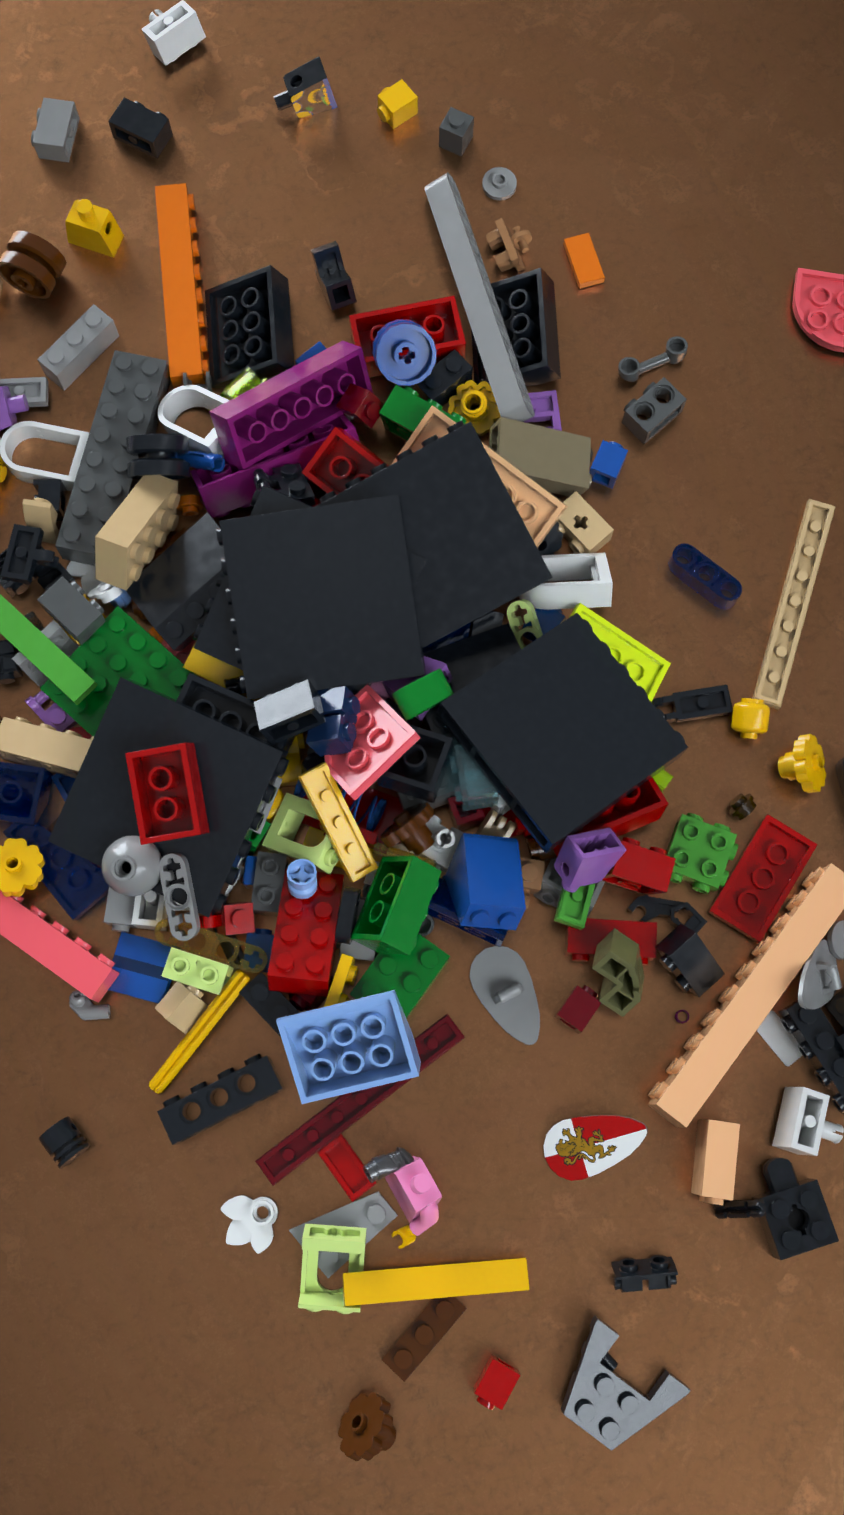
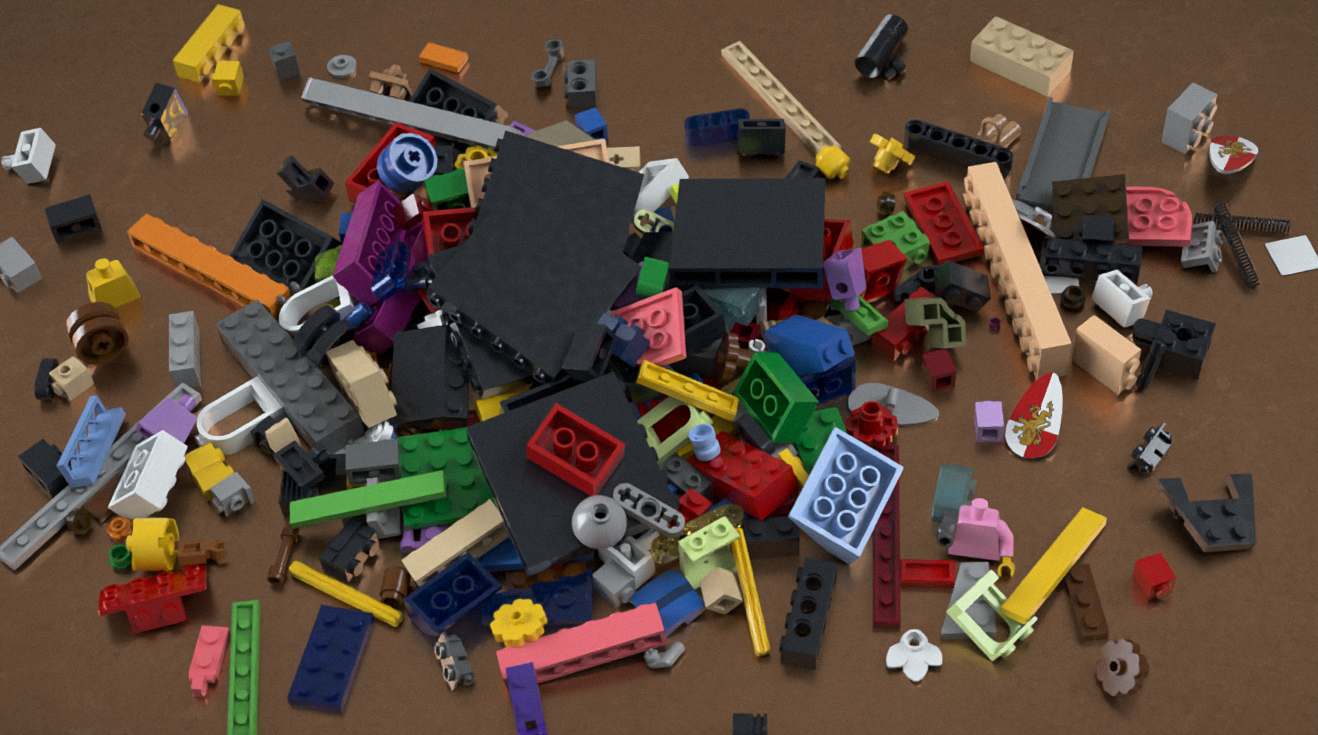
camera: 45 degrees left, 25 degrees down
(249, 454) = (391, 271): none -> clear blue beam
(423, 50) = (208, 43): none -> yellow brick
(445, 1129) = (953, 489): none -> clear light blue brick
(457, 1010) = (872, 425): none -> red plant
(555, 1099) = (988, 421): none -> lavender brick
(723, 628) = (761, 136): none -> black brick
(772, 1068) = (1073, 297): none -> dark brown plate

